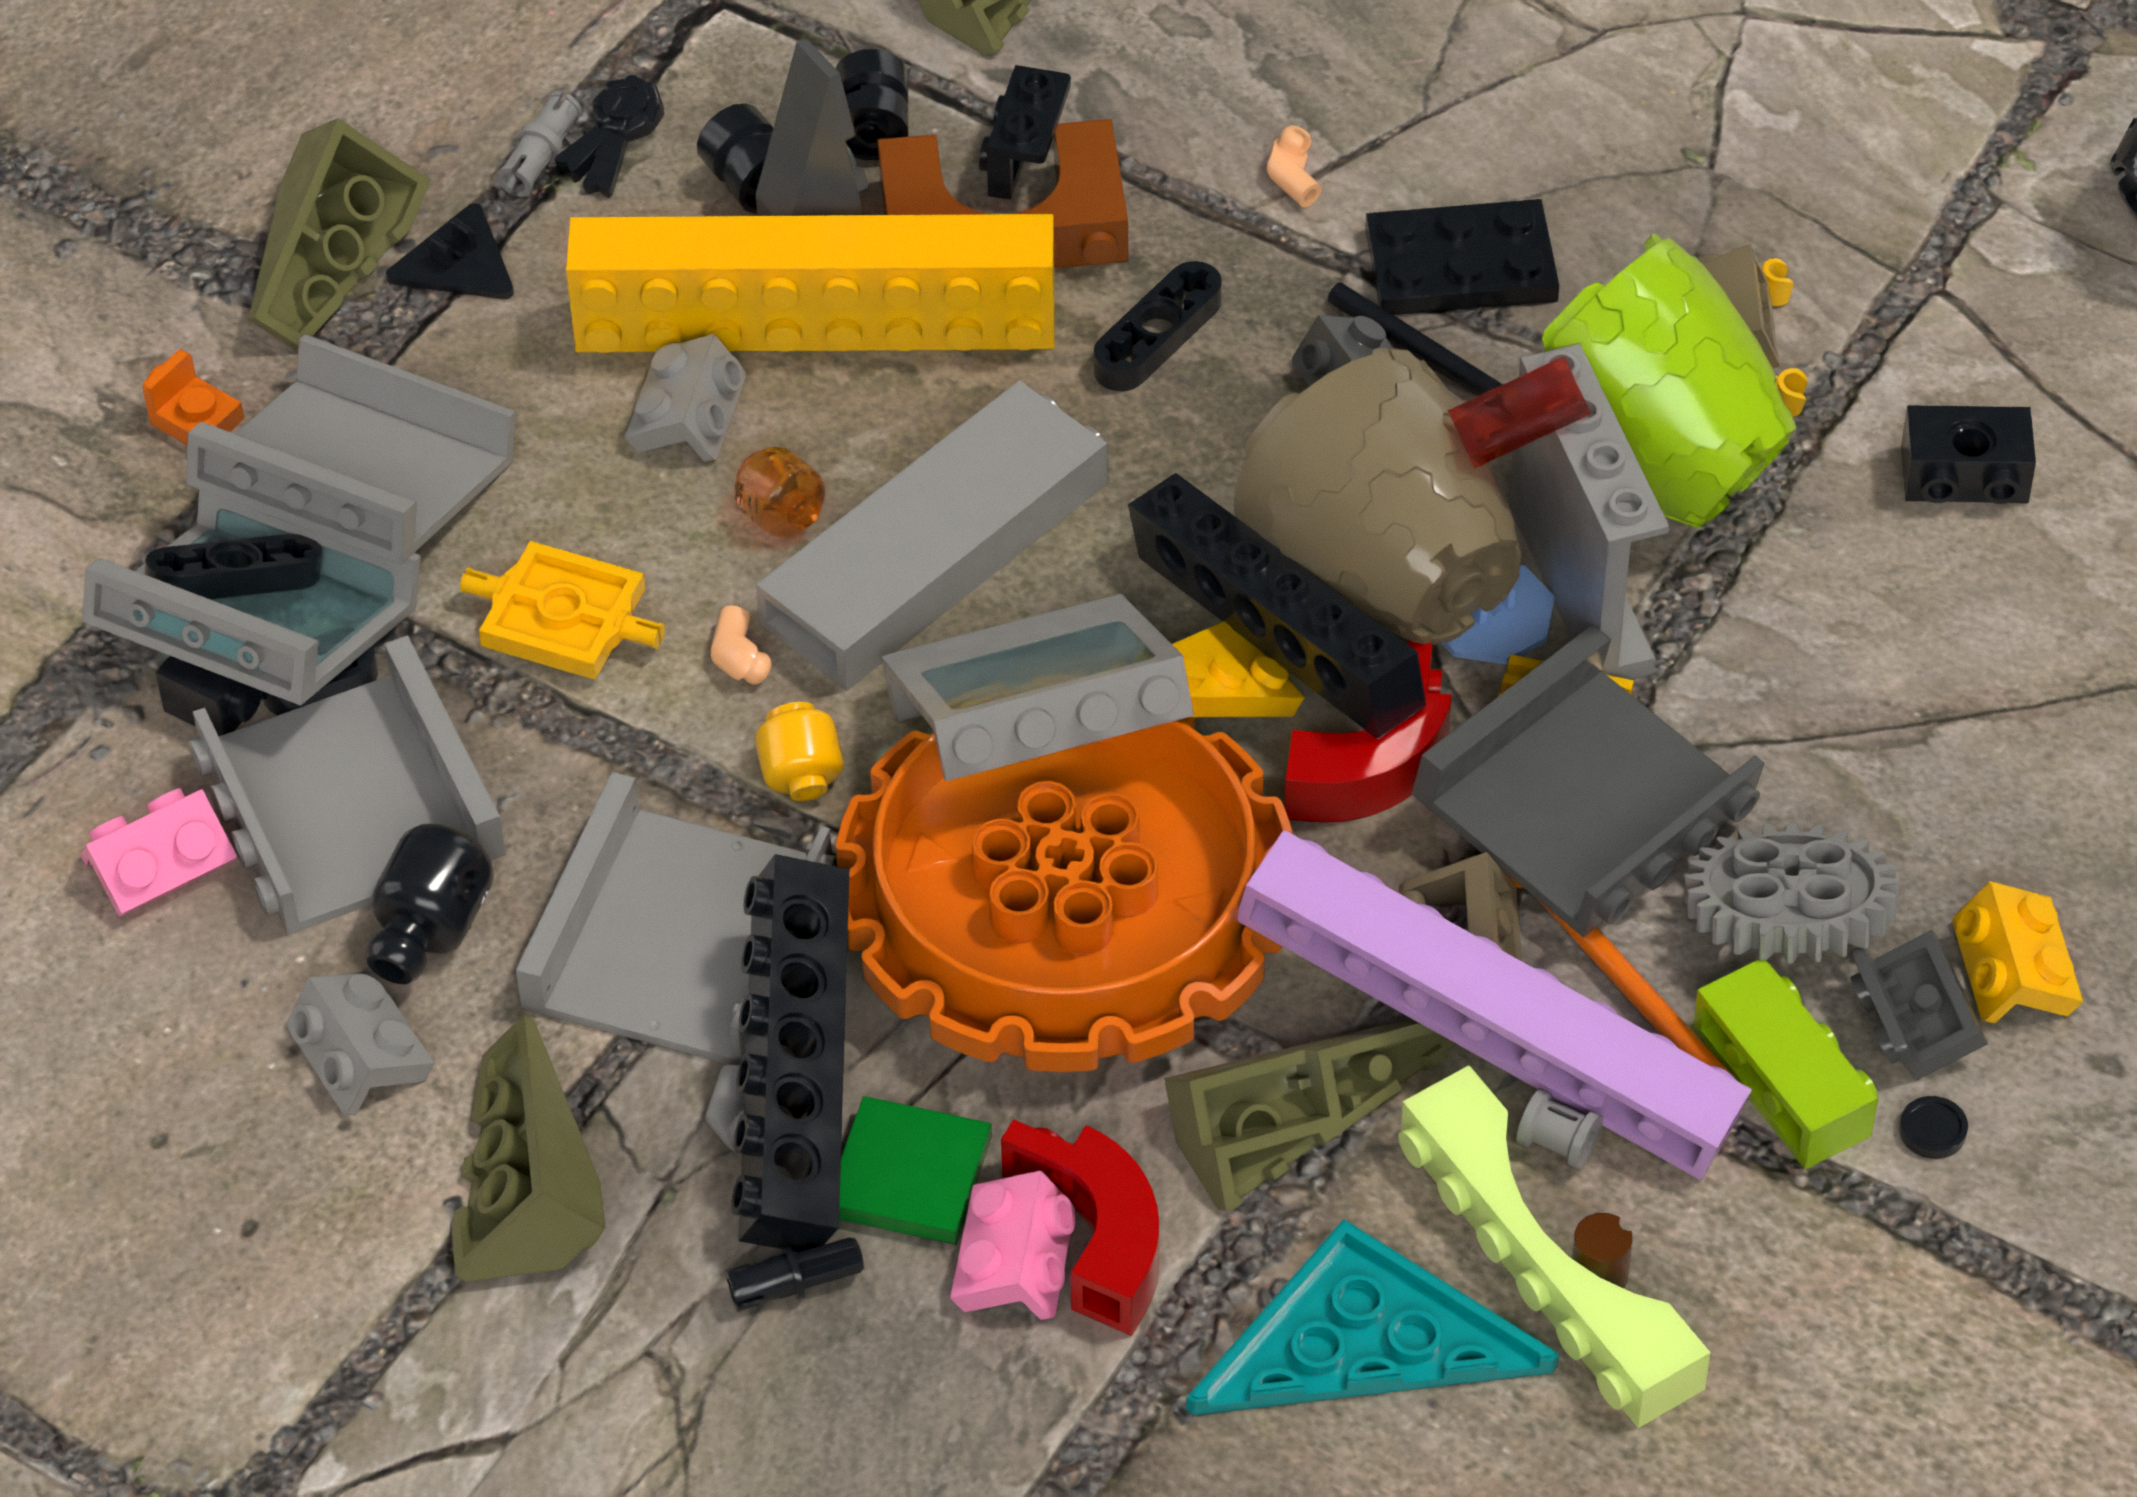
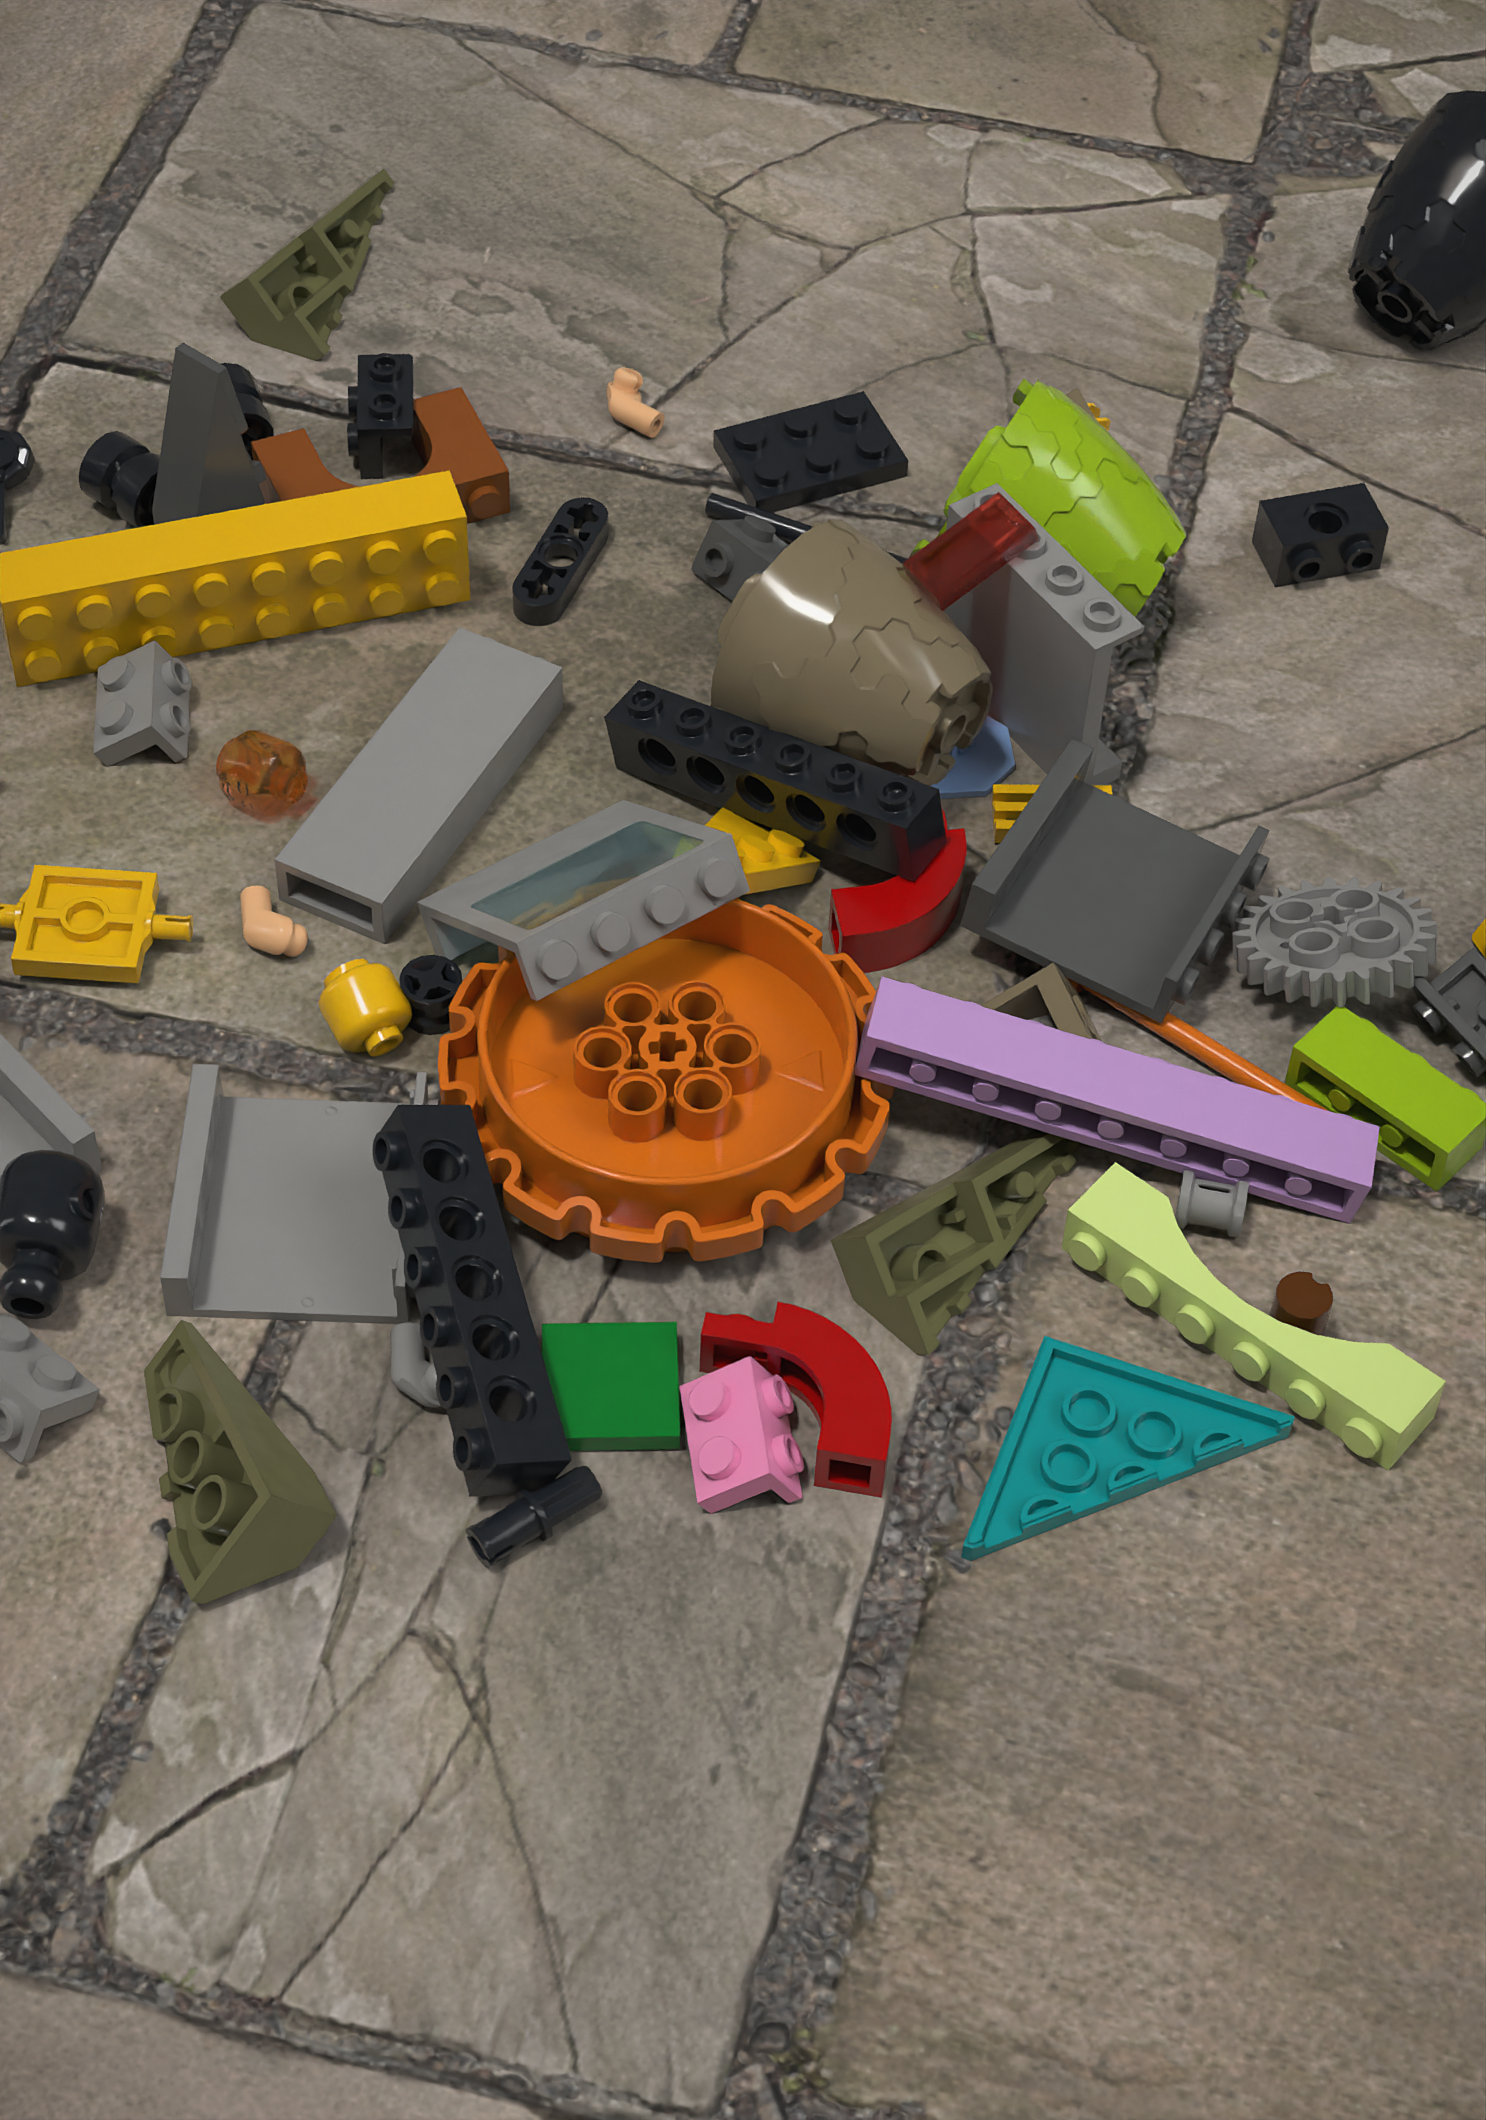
camera: 20 degrees left, 0 degrees up
(862, 743) = (424, 981): none -> black wheel

